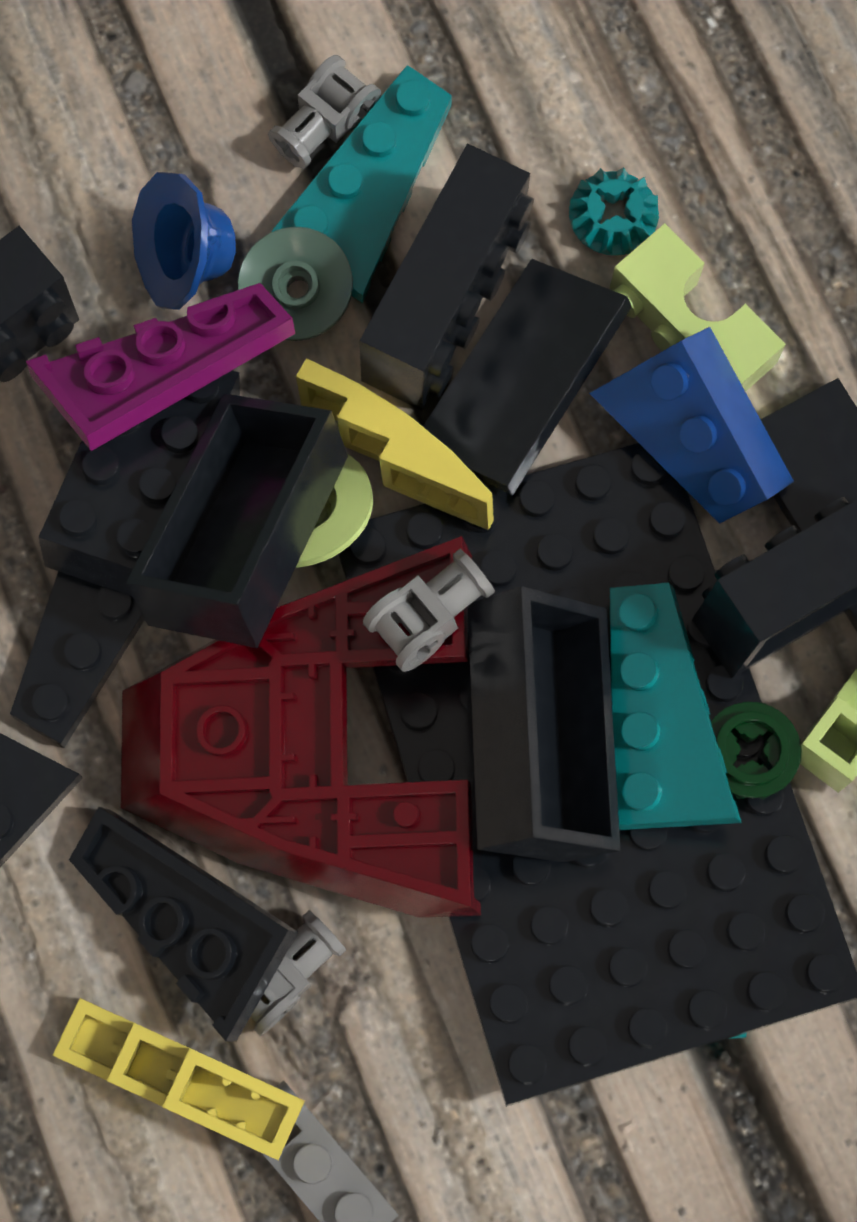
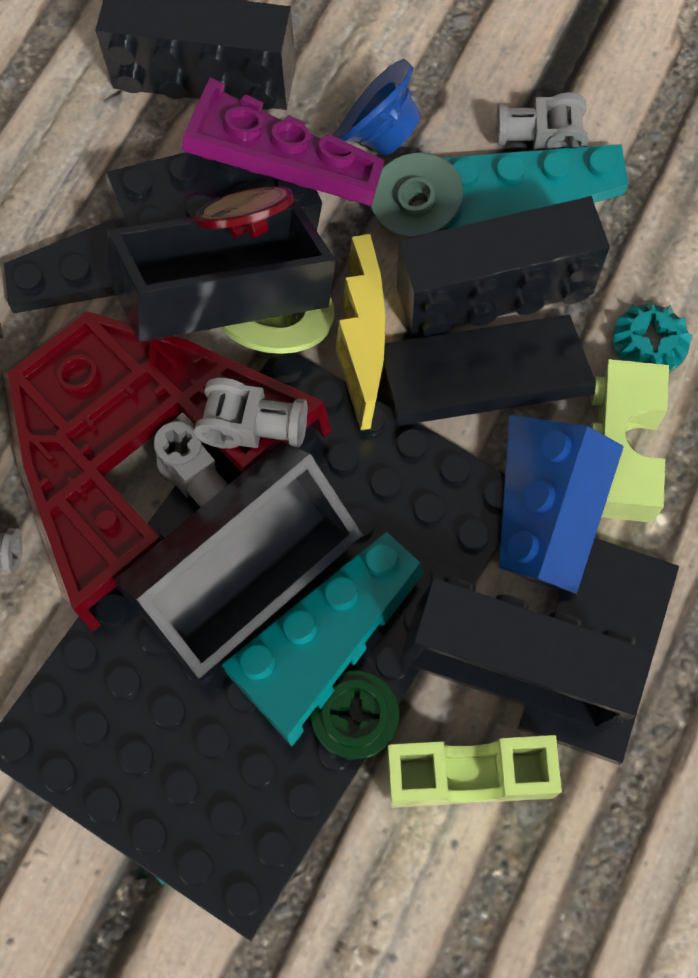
camera: 55 degrees right, 5 degrees down
(211, 445) = (244, 210): none -> piece
(409, 704) = (191, 473): none -> light grey connector

